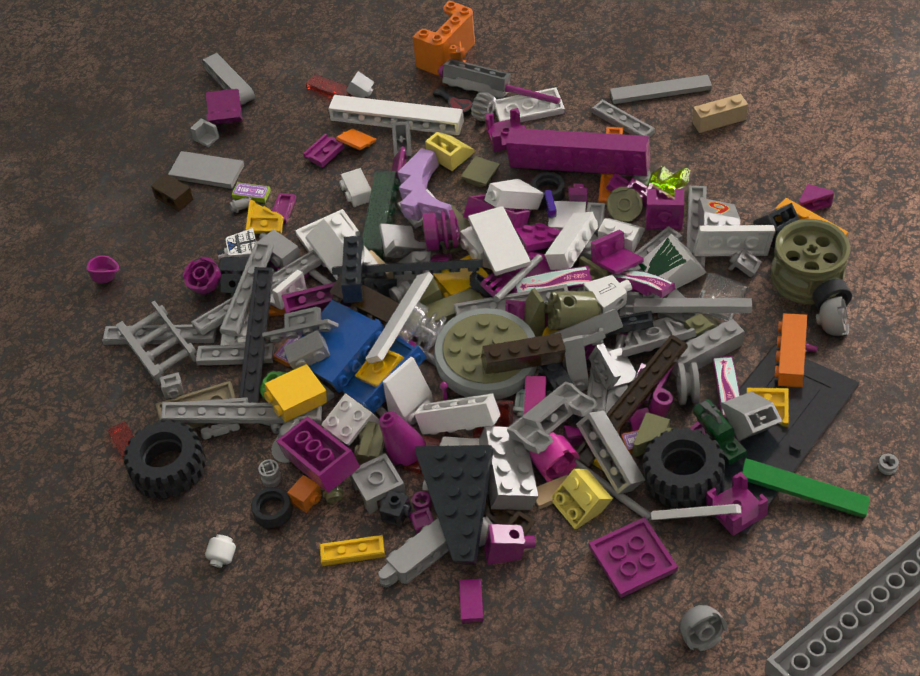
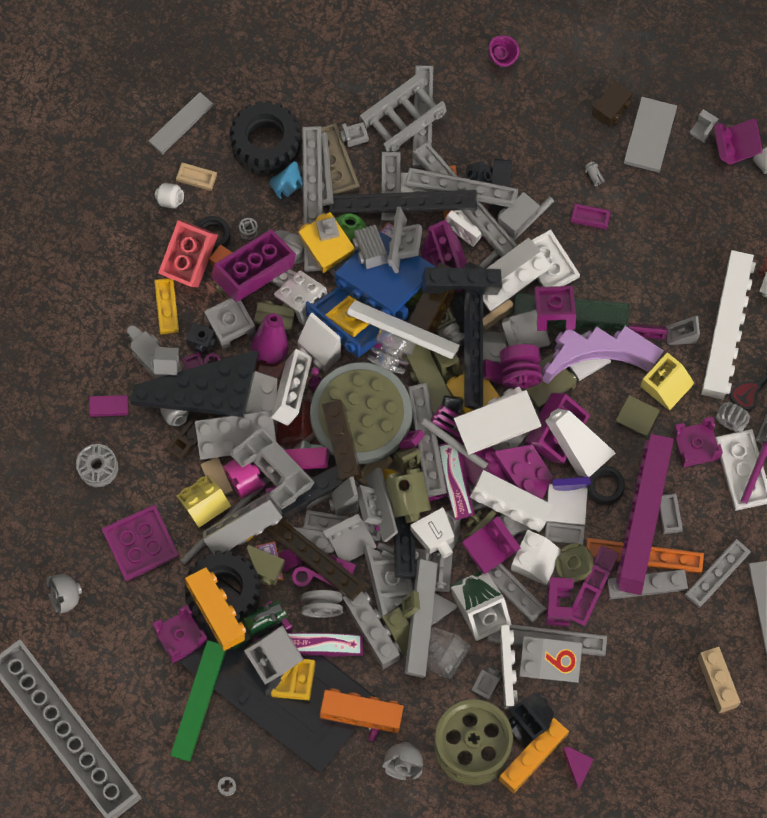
camera: 85 degrees right, 20 degrees up
(120, 435) = (299, 100): clear red tile -> none
(131, 548) = (180, 123): none -> light grey tile
(198, 530) = (196, 176): none -> tan tile
(202, 275) = (483, 144): magenta cylinder -> none
(217, 440) = (287, 181): none -> dark azure hair
(238, 245) = (528, 178): torso -> none
(256, 192) = (614, 182): tile -> none
(263, 219) = (568, 196): yellow wing -> none
(284, 382) = (327, 229): none -> light grey tile
(297, 519) = (188, 253): none -> coral brick
(323, 150) = (673, 251): magenta plate -> none
(356, 139) = (690, 284): orange piece -> none
(356, 187) = (614, 286): white brick -> none
(380, 206) = (555, 304): none -> magenta panel
(426, 527) = (165, 360): none -> light grey brick
(506, 543) = (156, 426): magenta torso -> none
(545, 592) = (91, 455): none -> light grey wheel
(578, 193) = (591, 514): magenta bracket -> none
(646, 283) = (450, 573): slope -> none
(668, 181) = (608, 611): clear neon green brick -> none
(682, 309) = (410, 604): none -> olive tile
(696, 512) = (172, 597): white tile -> none
(715, 453) = (215, 608): none -> light orange brick
(830, 288) = (430, 760): black tyre -> none

